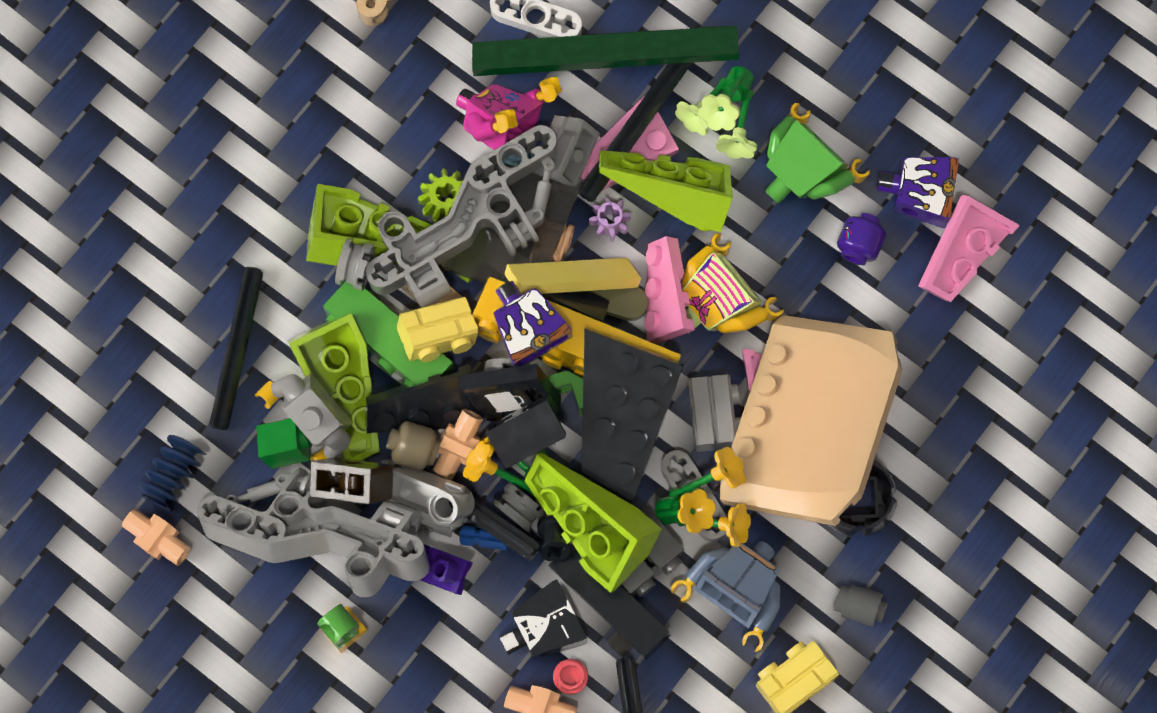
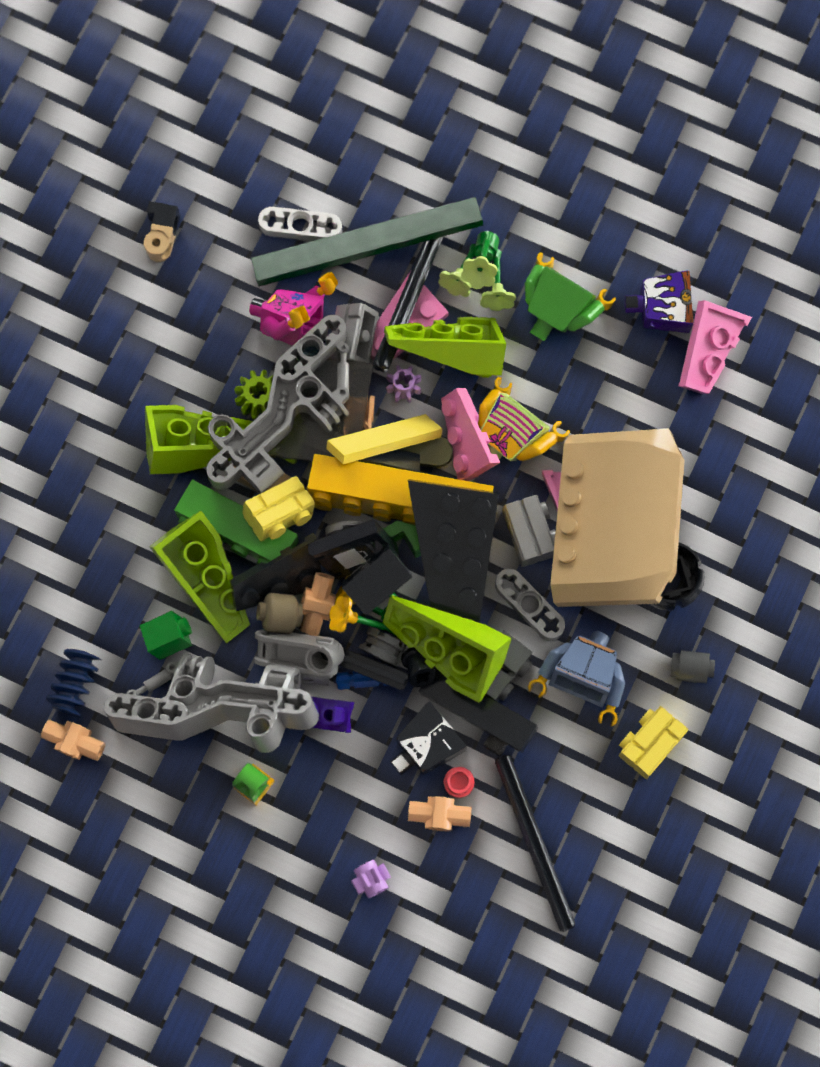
camera: 15 degrees left, 0 degrees up
(236, 348) = (105, 562): black axle -> none
(312, 412) = (187, 603): light grey torso -> none
(351, 480) = (233, 654): dark brown brick -> none
(353, 264) = (194, 467): light grey wheel -> none
(528, 324) = (358, 487): torso -> none
(696, 510) = (537, 614): yellow plant -> none
(861, 239) = (621, 356): dark purple head -> none

